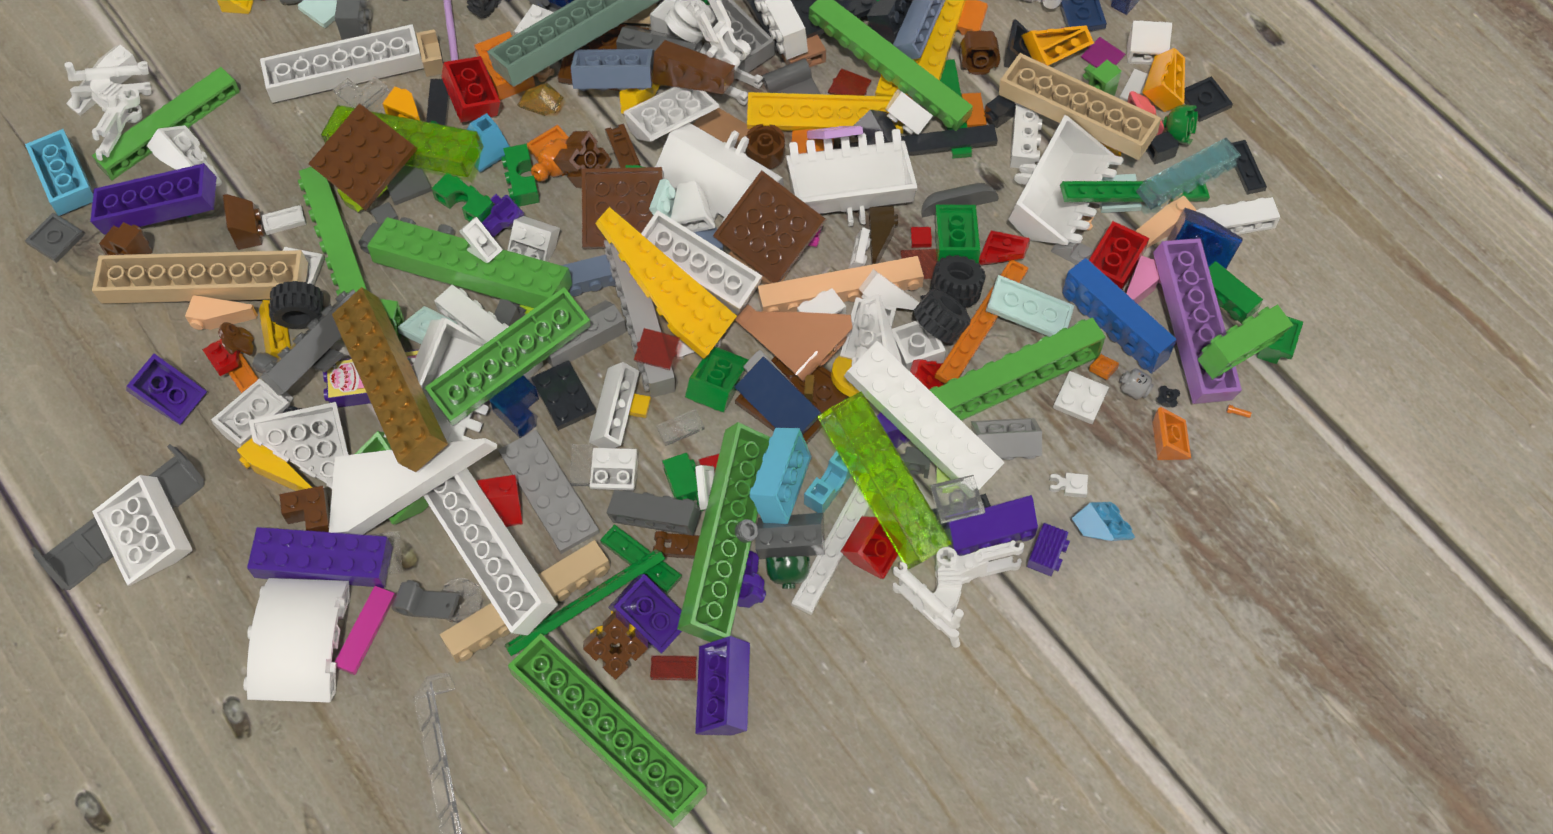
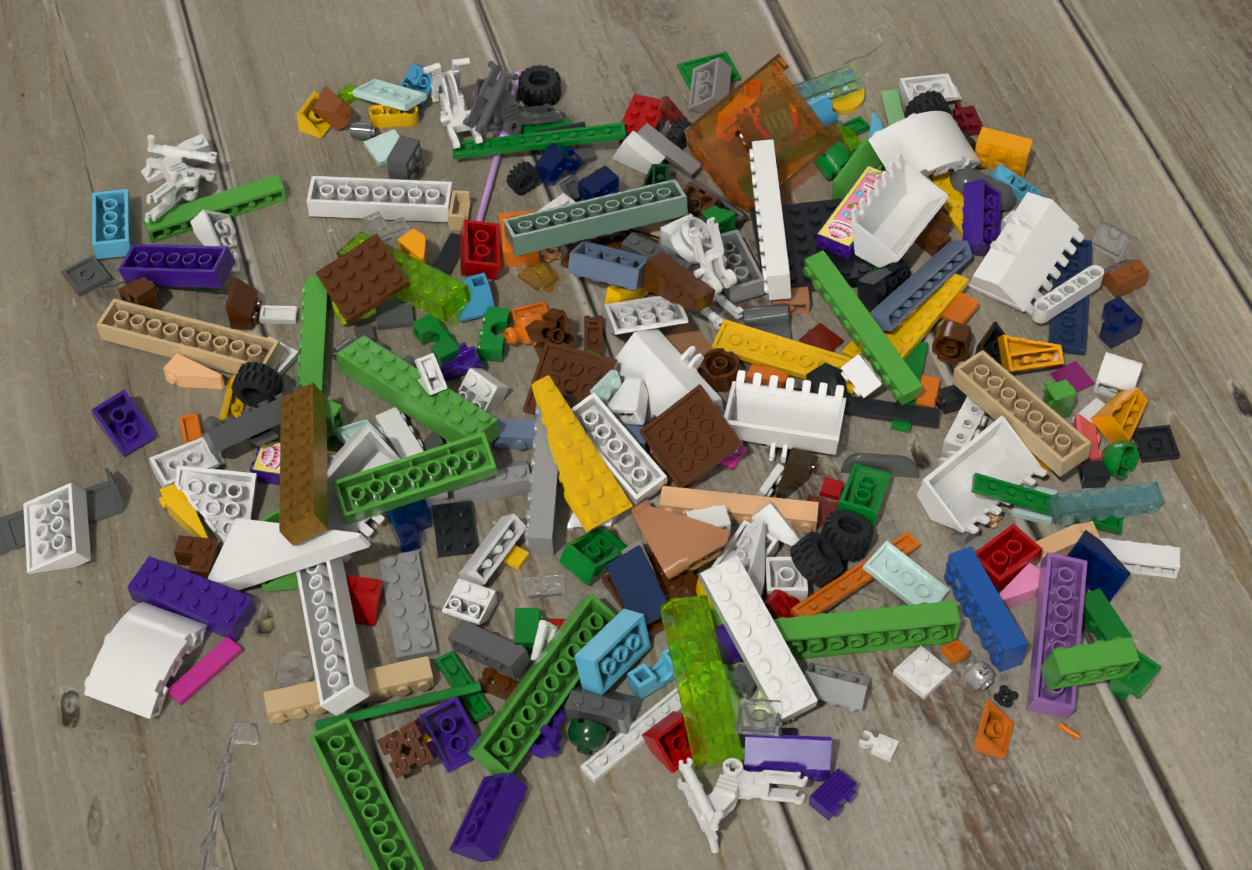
camera: 20 degrees right, 10 degrees down
(220, 358) = (183, 408): red wing -> none
(236, 338) = (197, 399): reddish brown plate -> none
(427, 604) = (257, 662): dark grey door -> none
(656, 349) = (545, 509): clear red piece -> none
(673, 668) = (453, 787): clear red tile -> none
(746, 531) = (562, 688): dark grey tile -> none
(809, 387) = (670, 586): pearl gold tile -> none
(834, 132) = (784, 372): lavender tile -> none
(1003, 247) = (903, 519): red wing -> none
(1103, 522) = (895, 786): dark azure slope -> none
(1248, 170) = (1170, 517): black tile -> none

